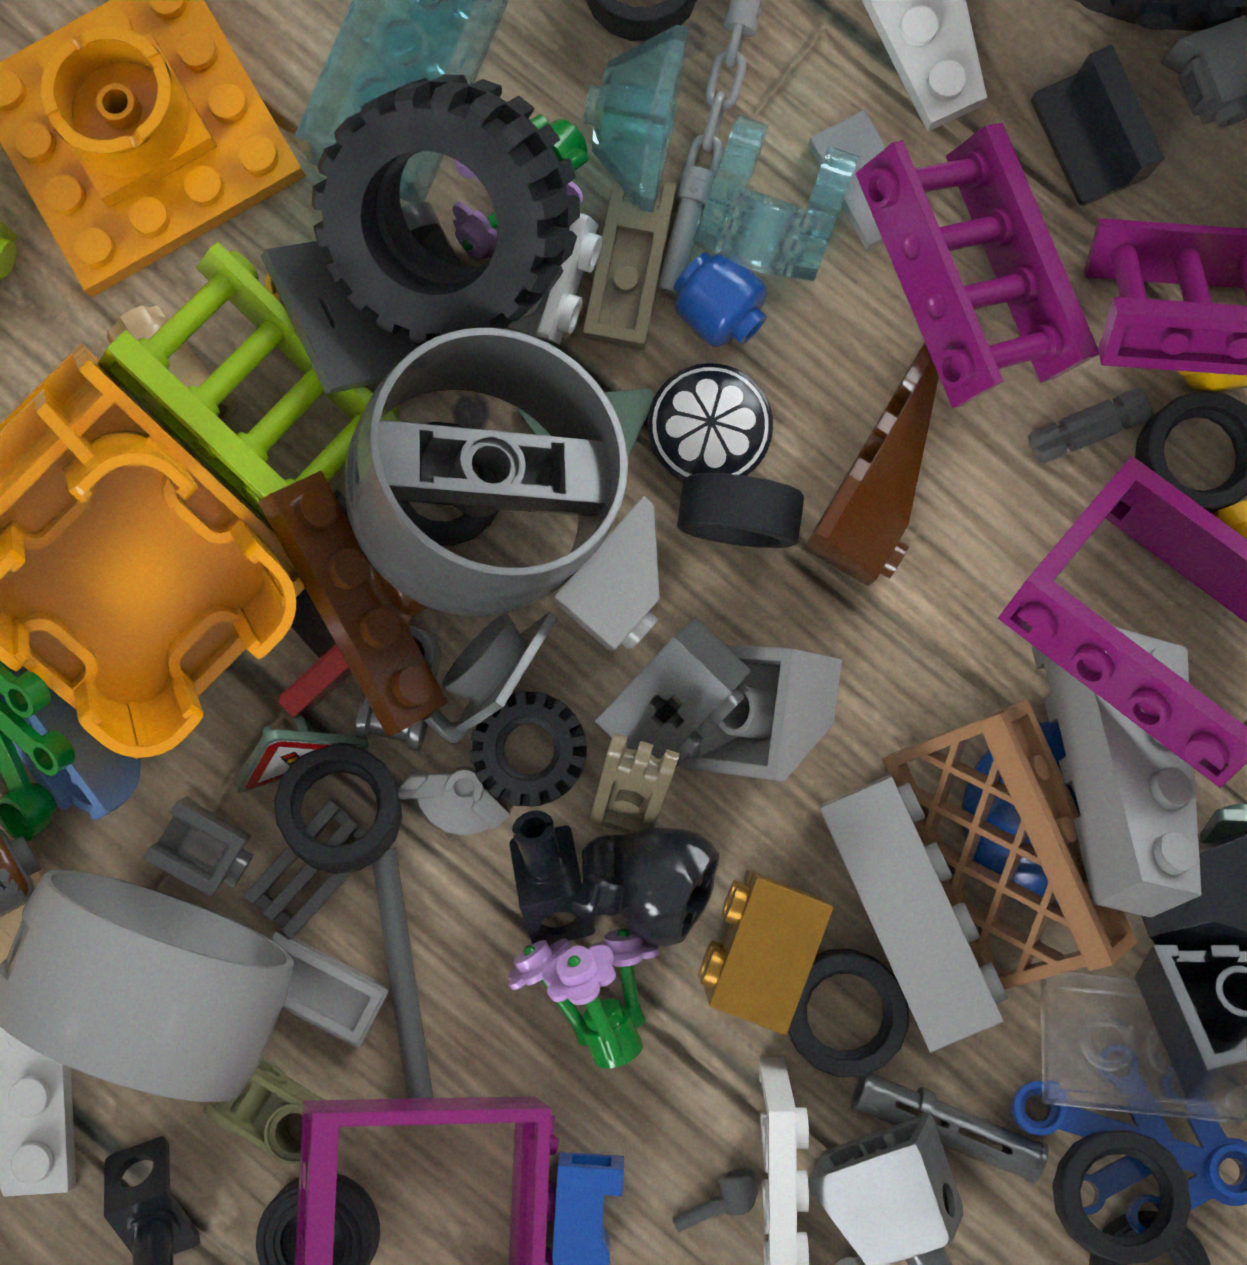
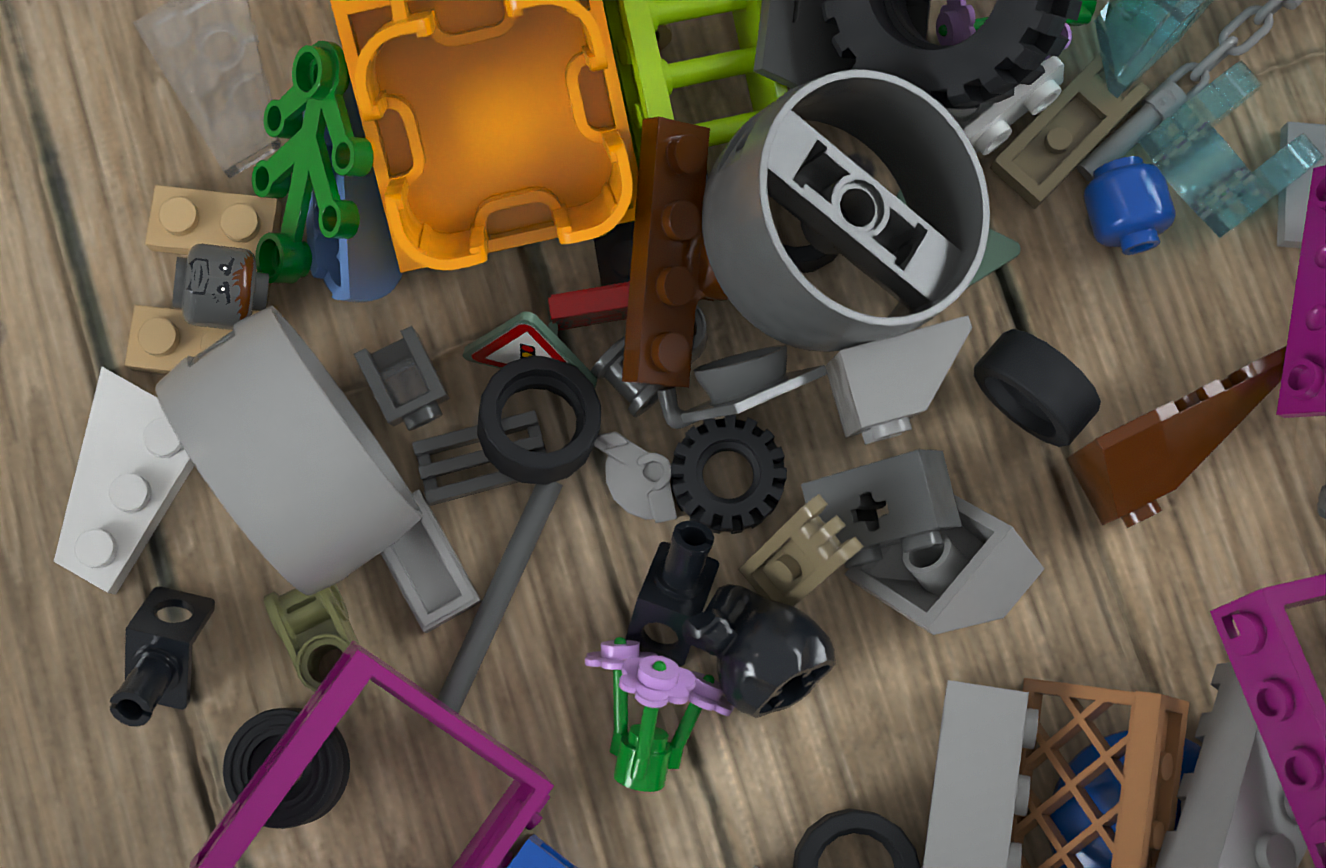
camera: 30 degrees right, 5 degrees down
(710, 422) = (1055, 297): dish -> none
(765, 951) = (826, 769): pearl gold piece -> none

